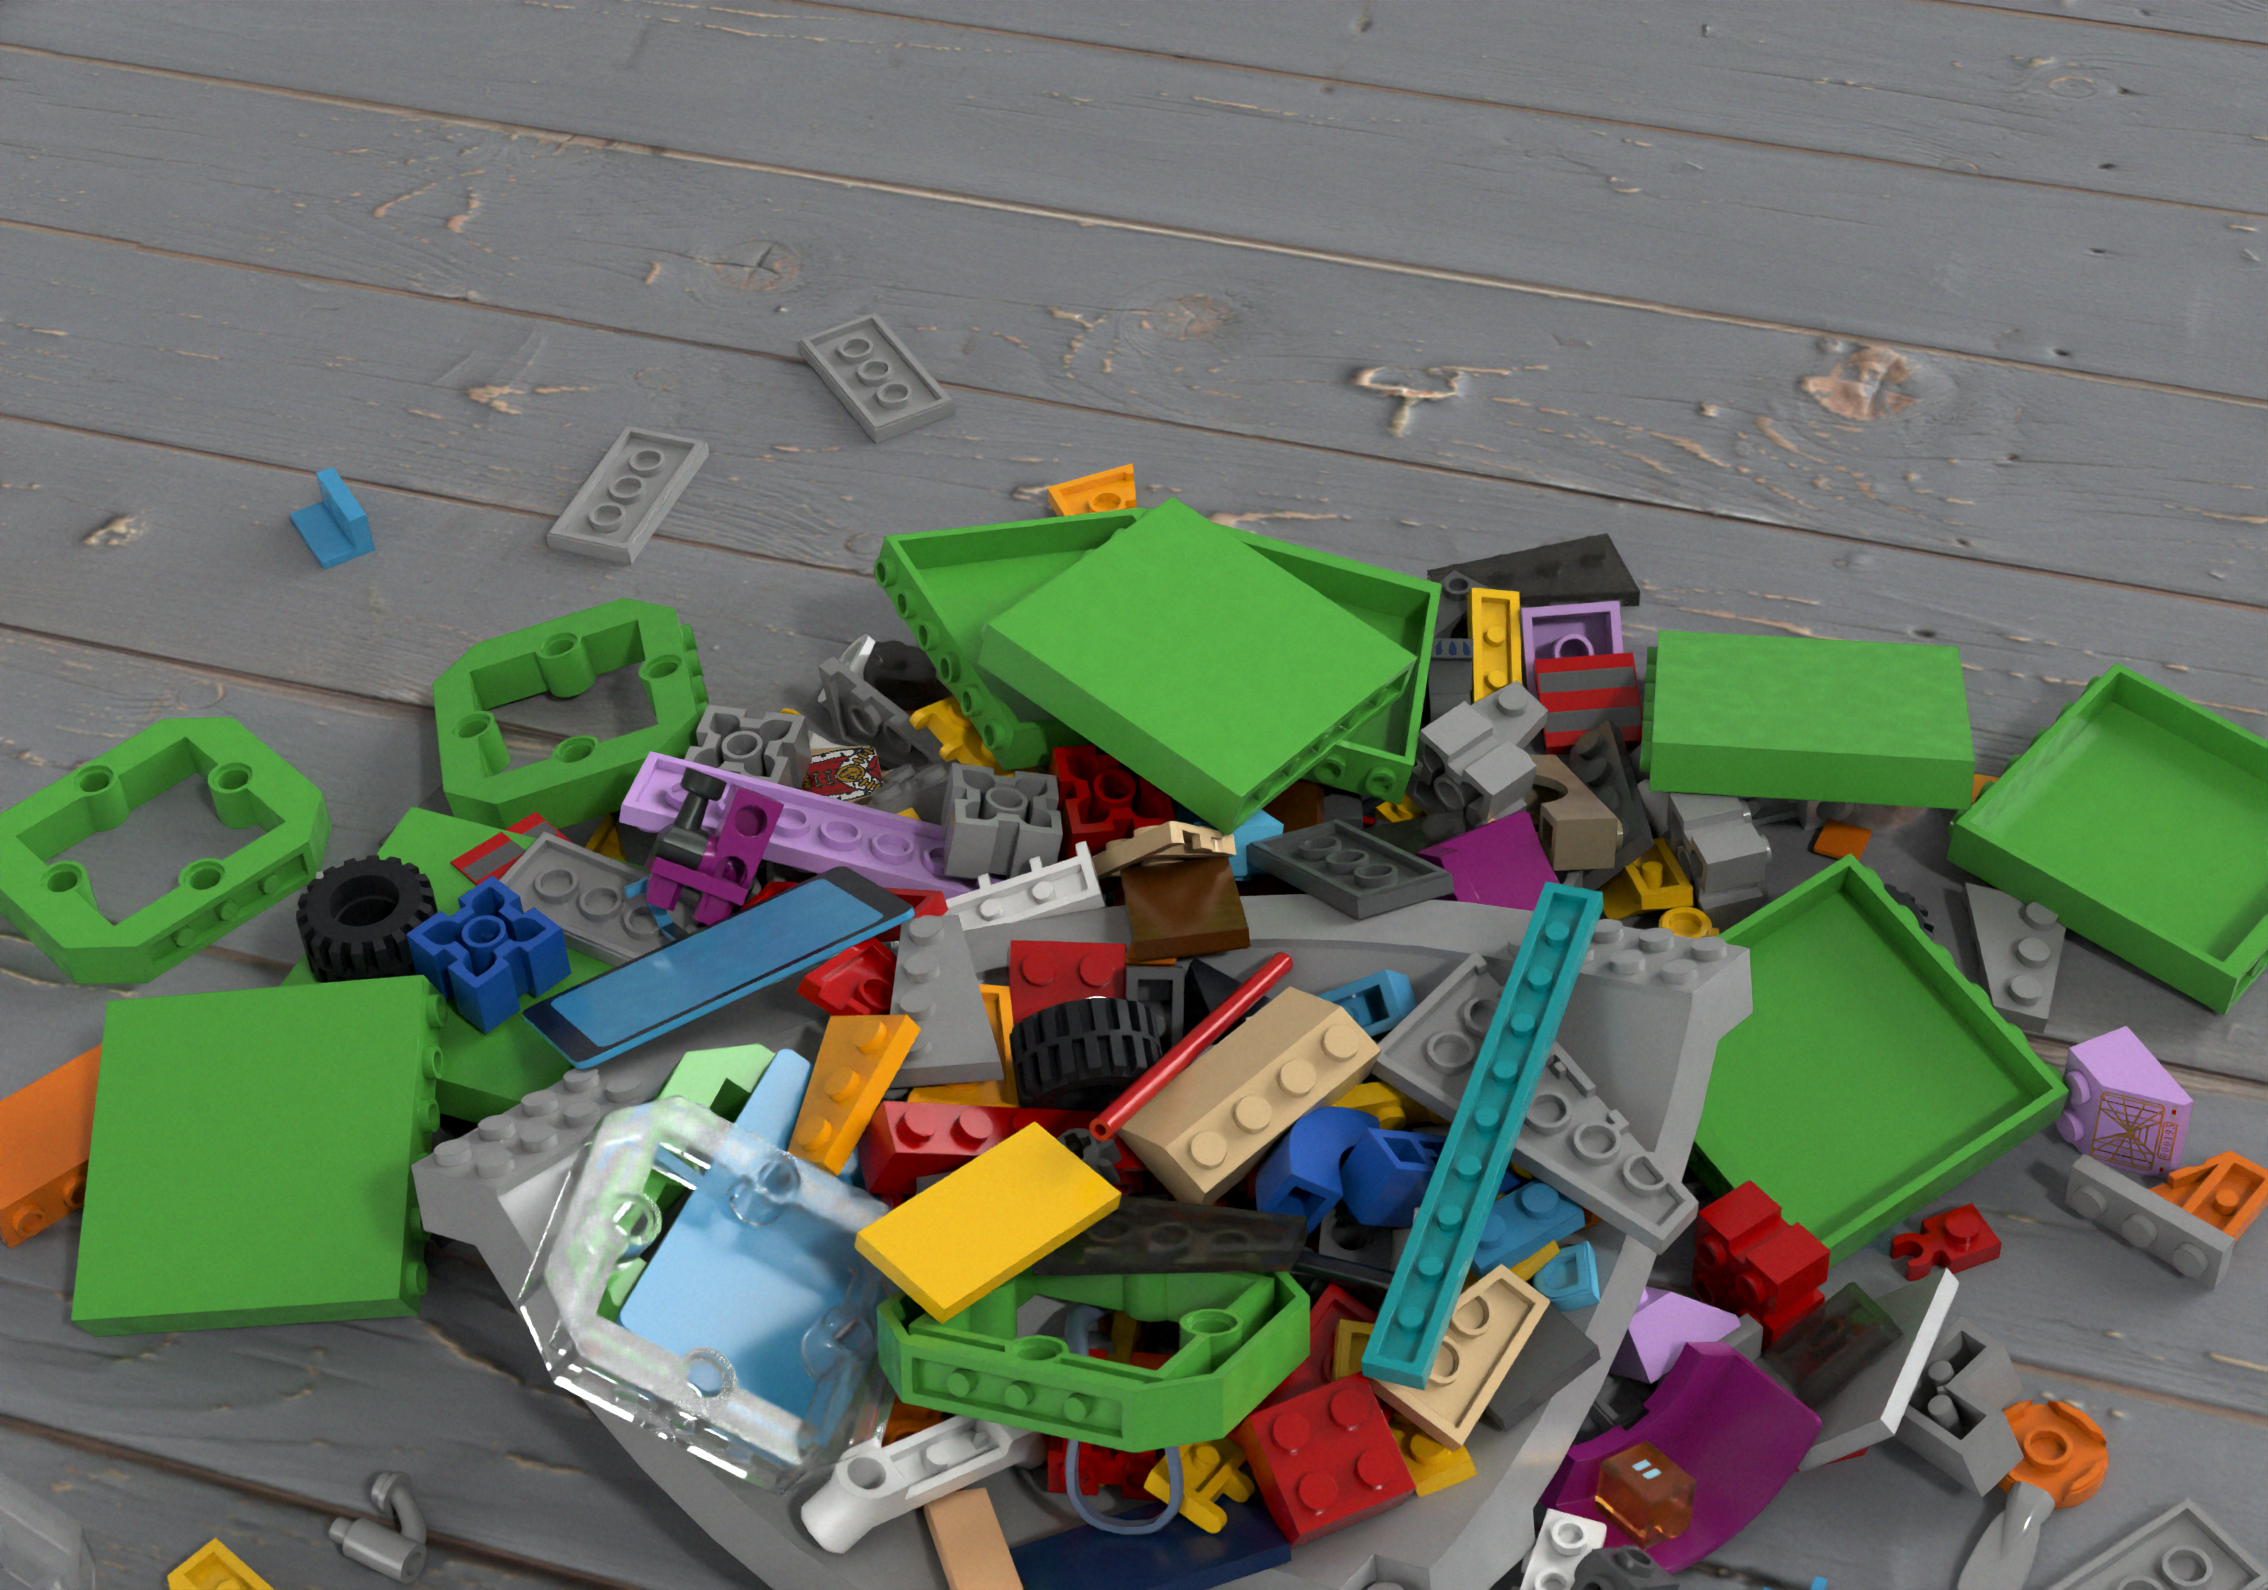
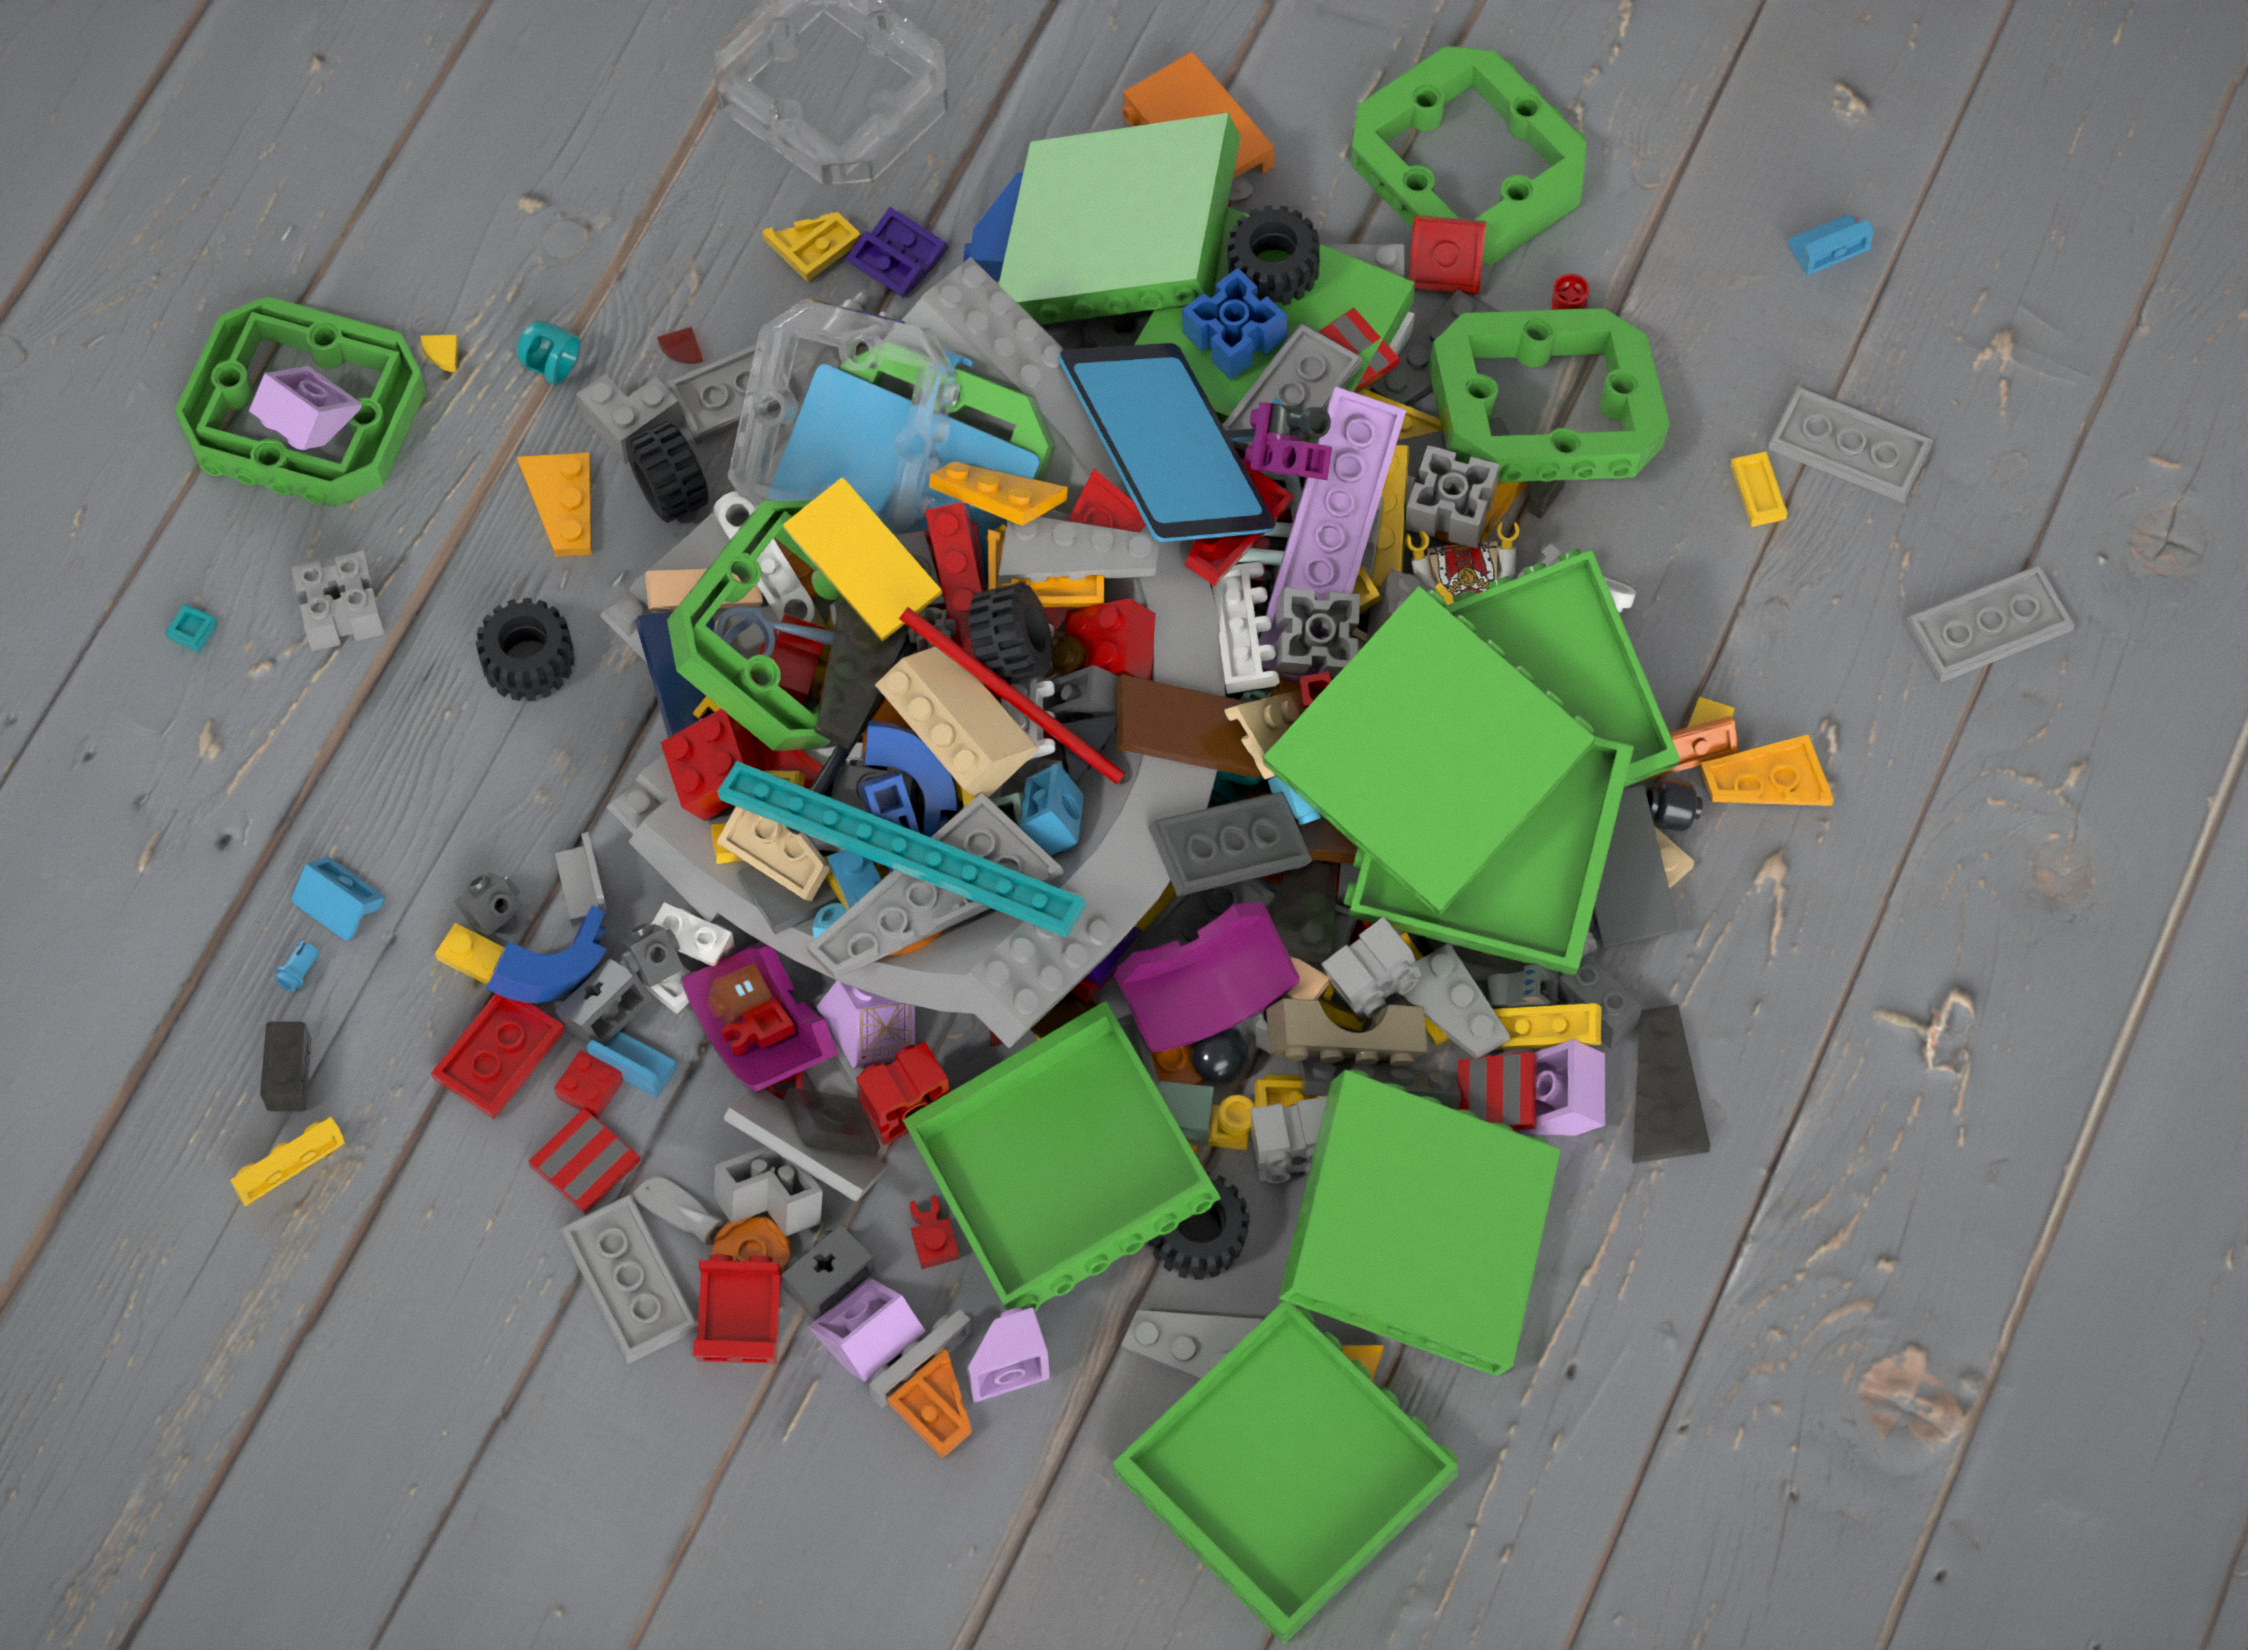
camera: 95 degrees right, 20 degrees up
(235, 1356) = (993, 231): none -> blue slope
(248, 1496) = (897, 252): none -> dark purple slope
(324, 830) = (1447, 254): none -> red tile
(403, 732) = (1570, 292): none -> red wheel
(693, 562) = (1758, 489): none -> yellow tile
(1702, 1460) = (762, 1025): none -> red plate
(2058, 1342) = (821, 1290): none -> dark grey brick
(2122, 1288) = (867, 1328): none -> lavender slope
(2162, 1439) = (738, 1310): none -> red panel

